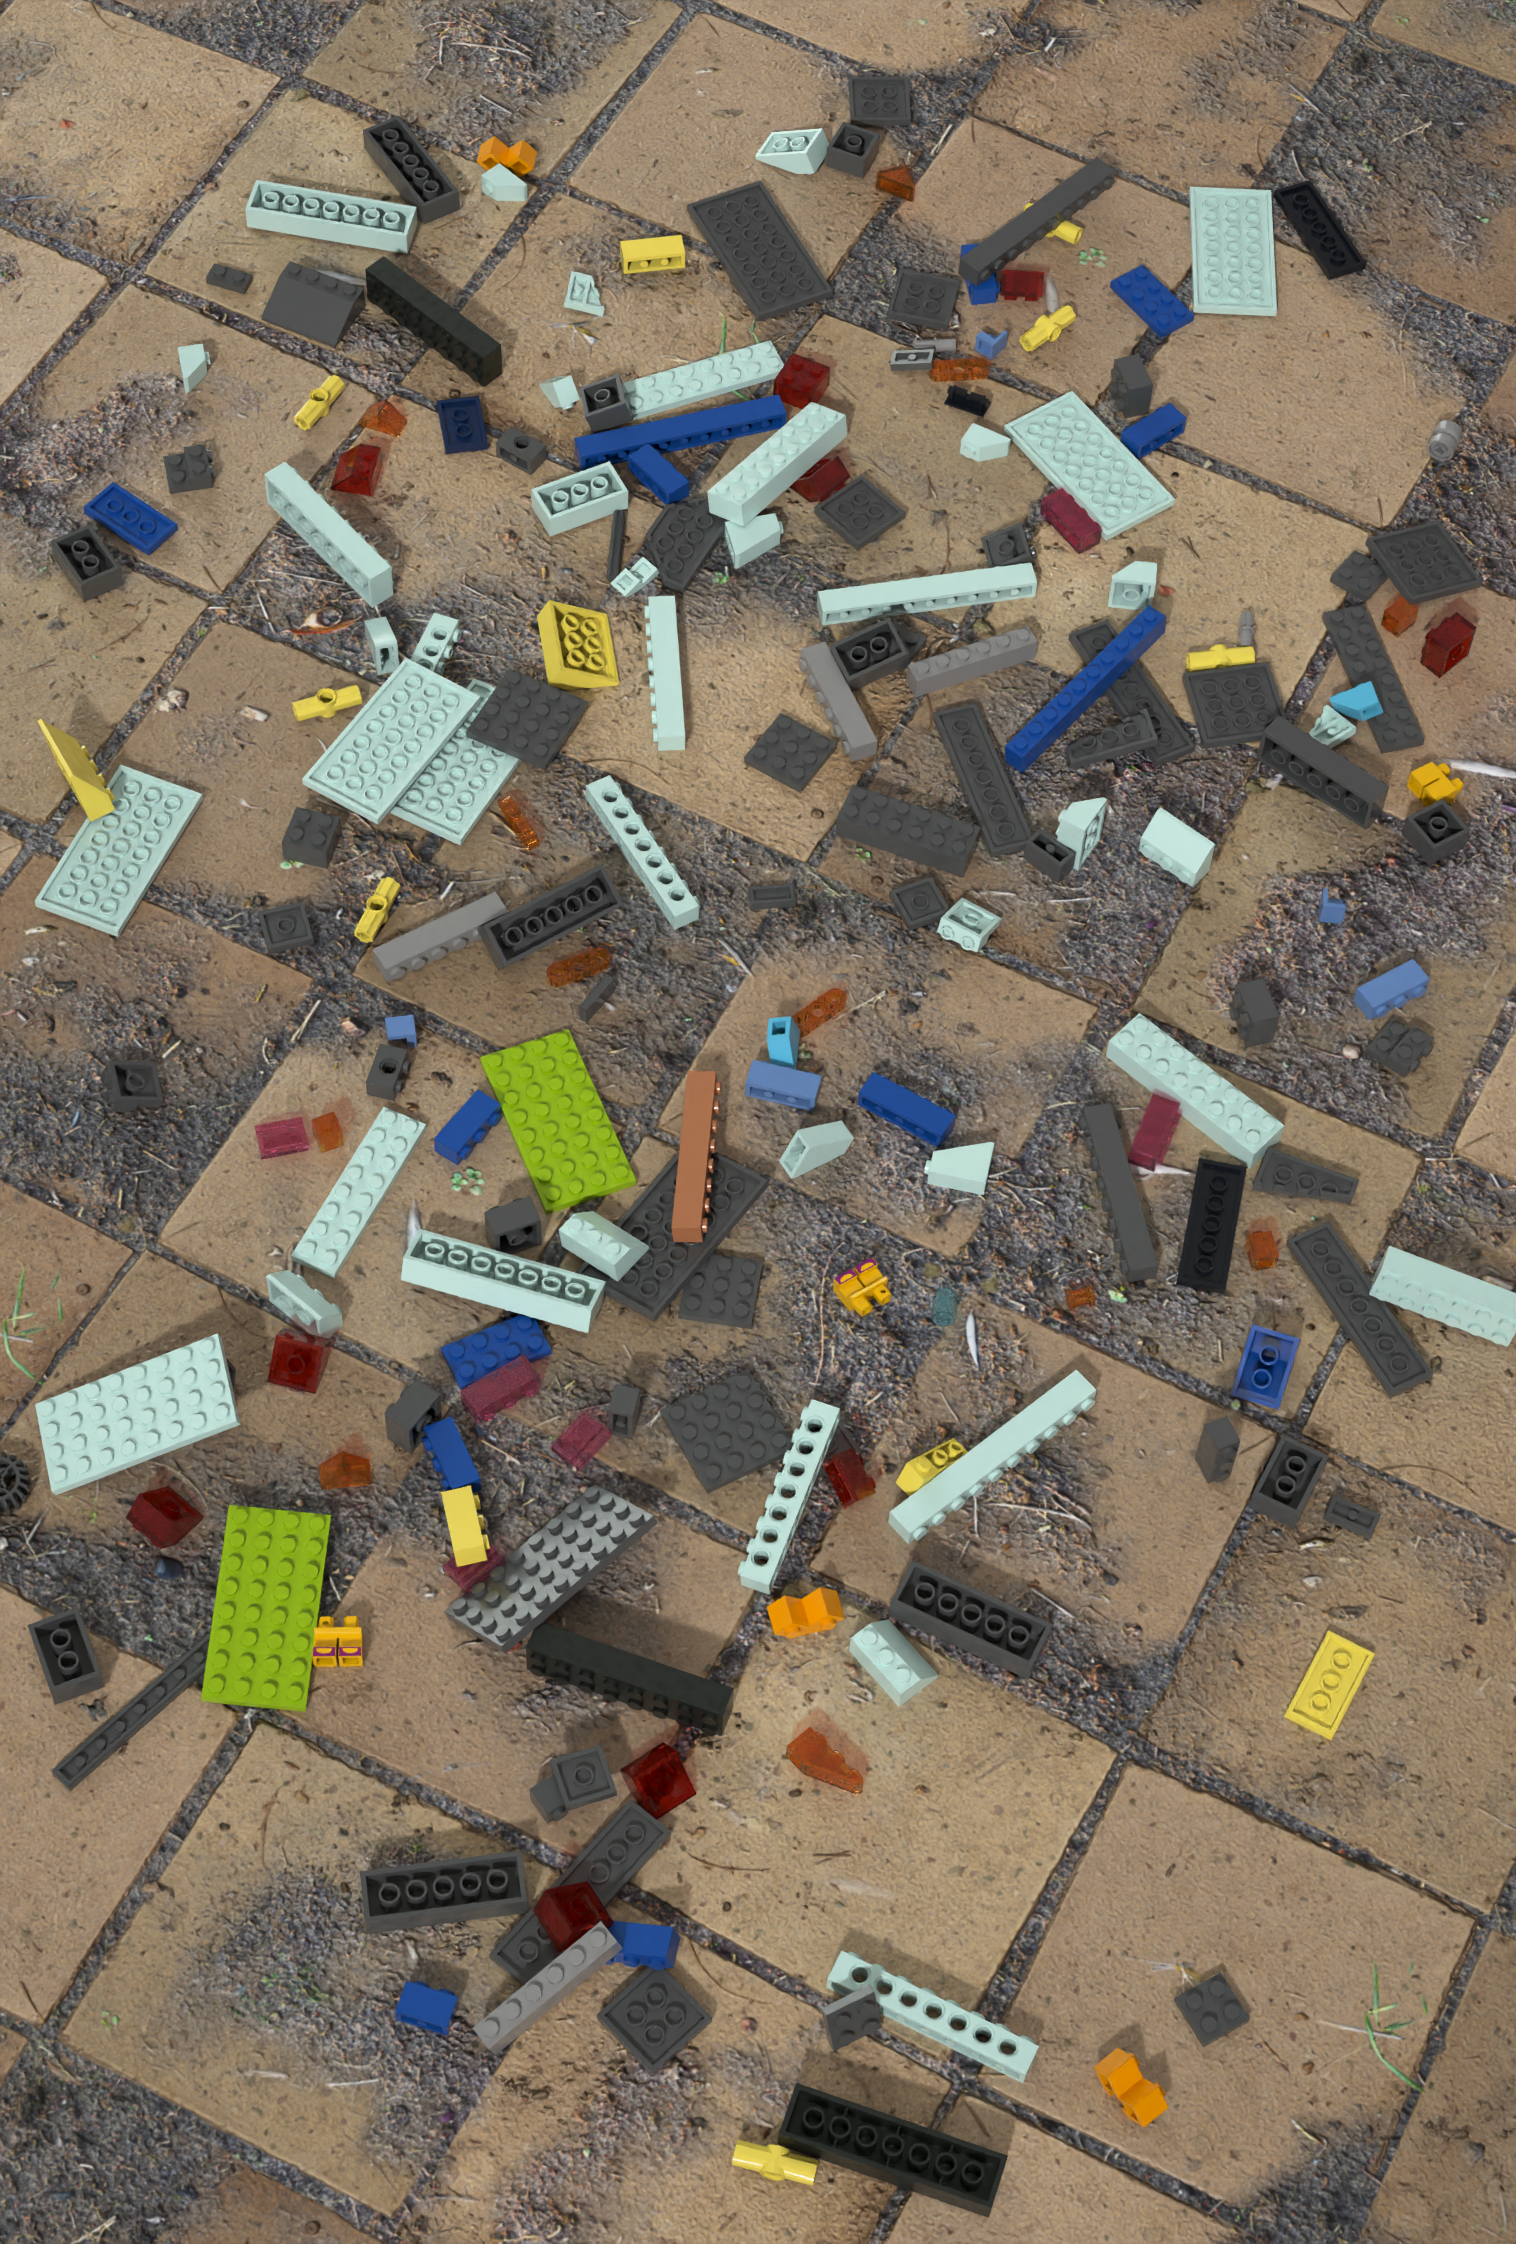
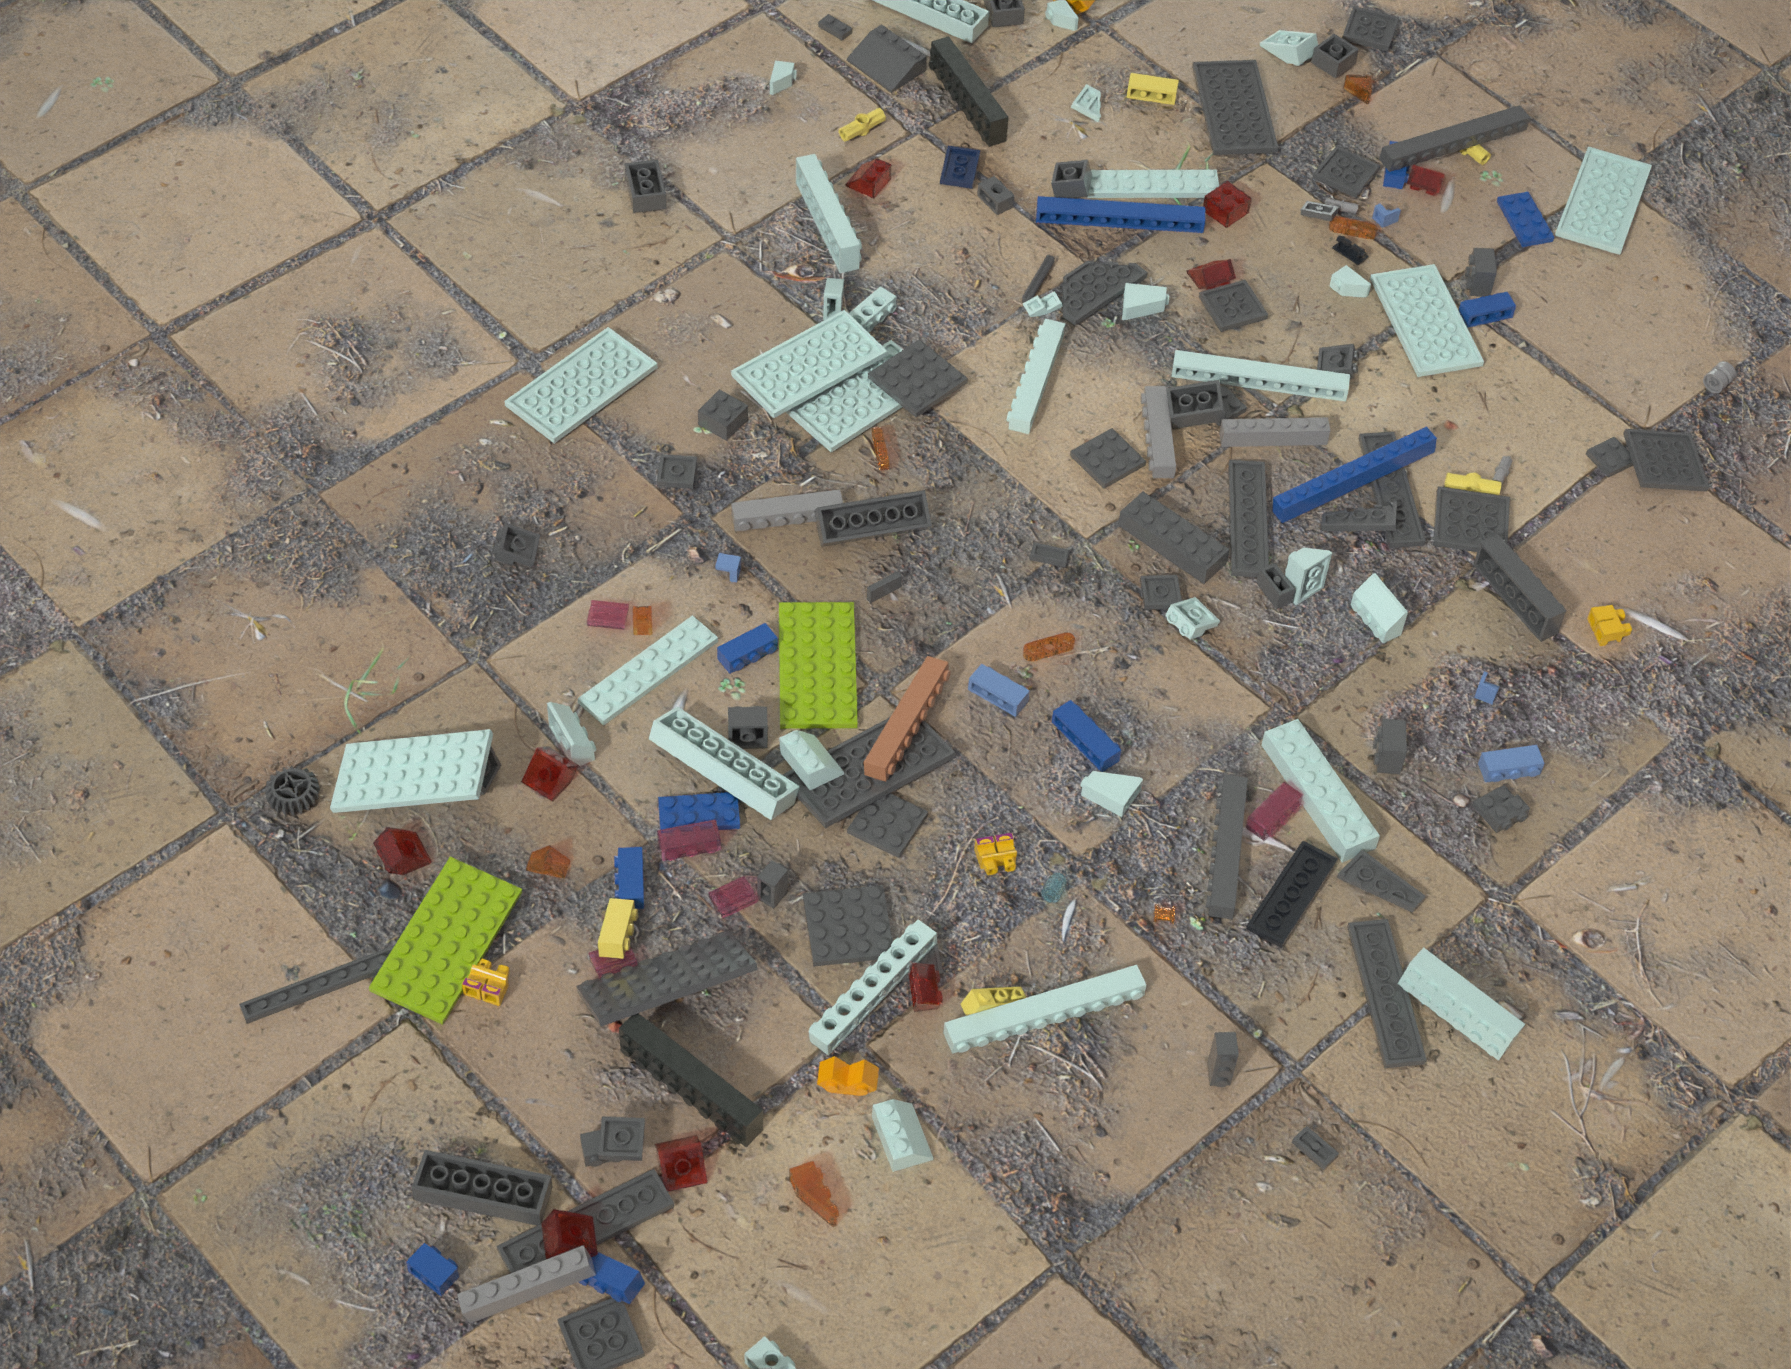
camera: 20 degrees right, 5 degrees down
(66, 1656) = (285, 925): dark grey brick -> none
(79, 772) = (573, 320): light yellow slope -> none
(130, 518) = (691, 166): blue plate -> none
(189, 469) = (748, 145): dark grey plate -> none
(326, 703) = (775, 326): light yellow piece -> none
(377, 910) = (749, 477): light yellow piece -> none
(384, 418) = (905, 148): clear orange slope -> none
(388, 1060) = (705, 592): dark grey brick -> none
(410, 1414) = (611, 834): dark grey brick -> none
(560, 391) = (1042, 163): light aqua slope -> none
(573, 975) = (868, 557): clear orange beam -> none
(576, 647) = (977, 340): light yellow slope -> none
(579, 498) = (1023, 238): light aqua brick -> none
(643, 852) = (964, 495): light aqua brick -> none
(658, 475) = (1091, 239): blue brick -> none
(777, 464) = (1182, 253): light aqua brick -> none
(783, 1041) = (1011, 657): medium azure slope -> none
(815, 1147) = (1003, 741): light aqua slope -> none
(970, 1619) = (974, 1124): dark grey brick -> none
(1047, 328) = (1434, 216): light yellow piece -> none
(1070, 521) = (1395, 355): clear pink brick -> none
(1133, 586) = (1423, 412): light aqua slope -> none
(1261, 1250) = (1324, 924): clear orange brick -> none
(1265, 1366) = (1291, 1011): blue slope -> none
(1288, 1481) = (1272, 1103): dark grey brick -> none
(1319, 230) = (1680, 203): black plate -> none
(1329, 1685) = (1244, 1270): light yellow tile -> none
(1332, 728) = (1541, 559): light aqua wing -> none
(1358, 702) = (1570, 545): medium azure slope -> none
(1365, 662) = (1591, 534): dark grey plate -> none
(1399, 617) = (1630, 494): clear orange brick -> none
(1436, 831) = (1595, 657): dark grey brick -> none
(1447, 644) = (1660, 523): clear red brick -> none

